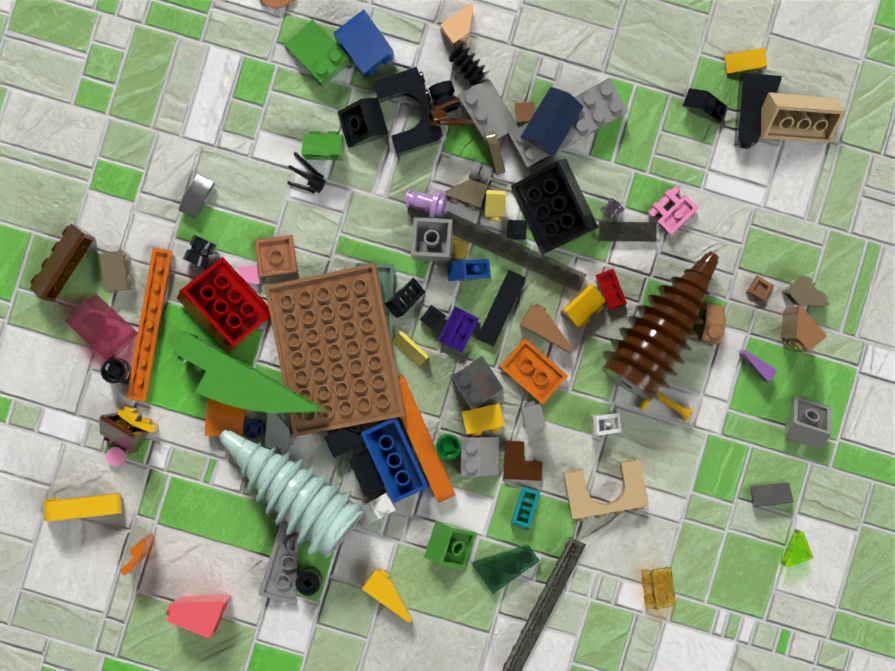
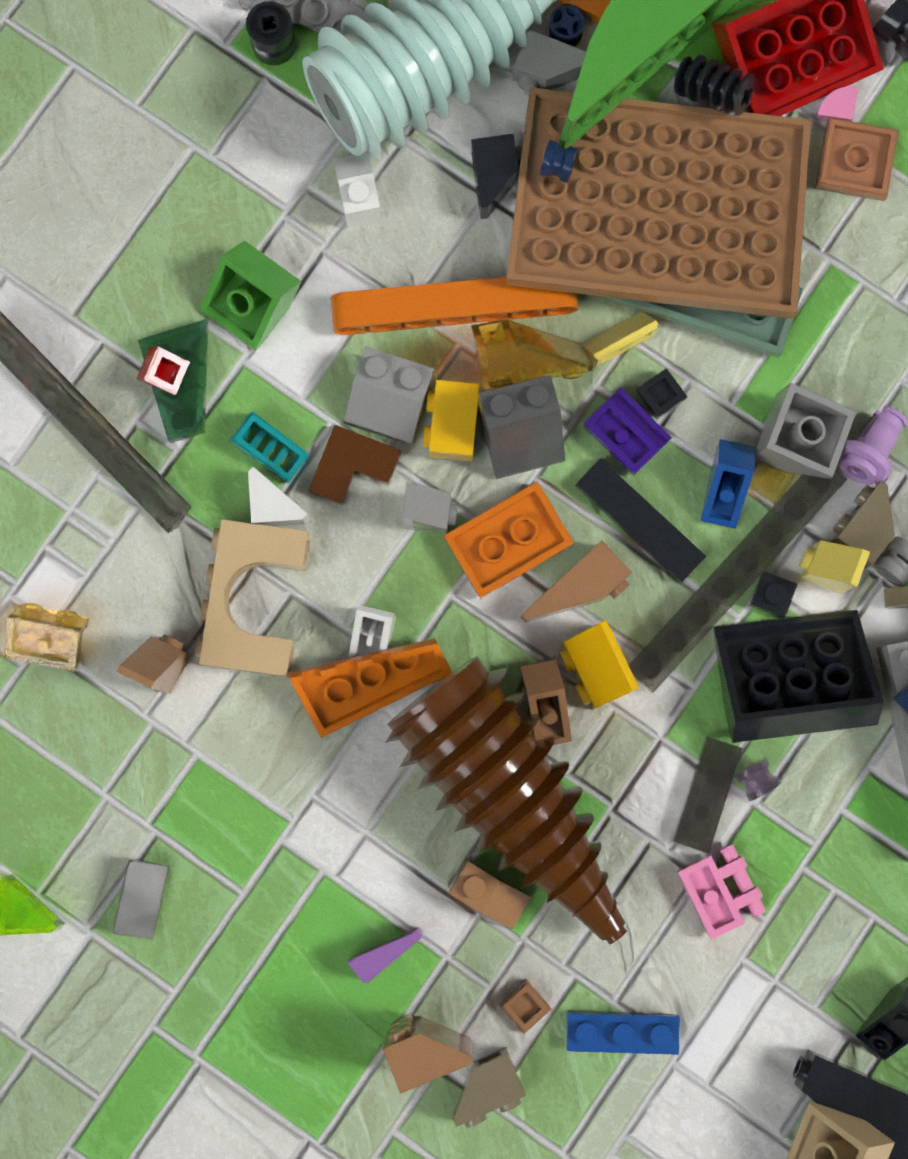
camera: 110 degrees right, 5 degrees down
(264, 341) = (714, 85): none -> black piece
(333, 409) = (558, 161): none -> dark blue wheel
(366, 473) = (425, 191): black slope -> none
(385, 591) = (205, 159): yellow slope -> none
(395, 459) = (433, 243): blue slope -> none
(396, 306) = (704, 328): black slope -> none
(438, 393) = (518, 353): none -> clear yellow slope
(448, 446) = (425, 342): green wheel -> none
(505, 575) = (162, 370): none -> slope
(554, 497) = (270, 505): none -> white slope
(608, 326) = (547, 698): none -> medium nougat slope
(611, 289) = (611, 728): red plate -> none
(630, 419) = (360, 685): none -> orange wing
(656, 526) = (156, 663): none -> medium nougat slope
(683, 411) = (344, 788): yellow piece -> none
(756, 237) = (622, 1032): none -> blue plate
(808, 422) = (248, 1012): light grey slope -> none

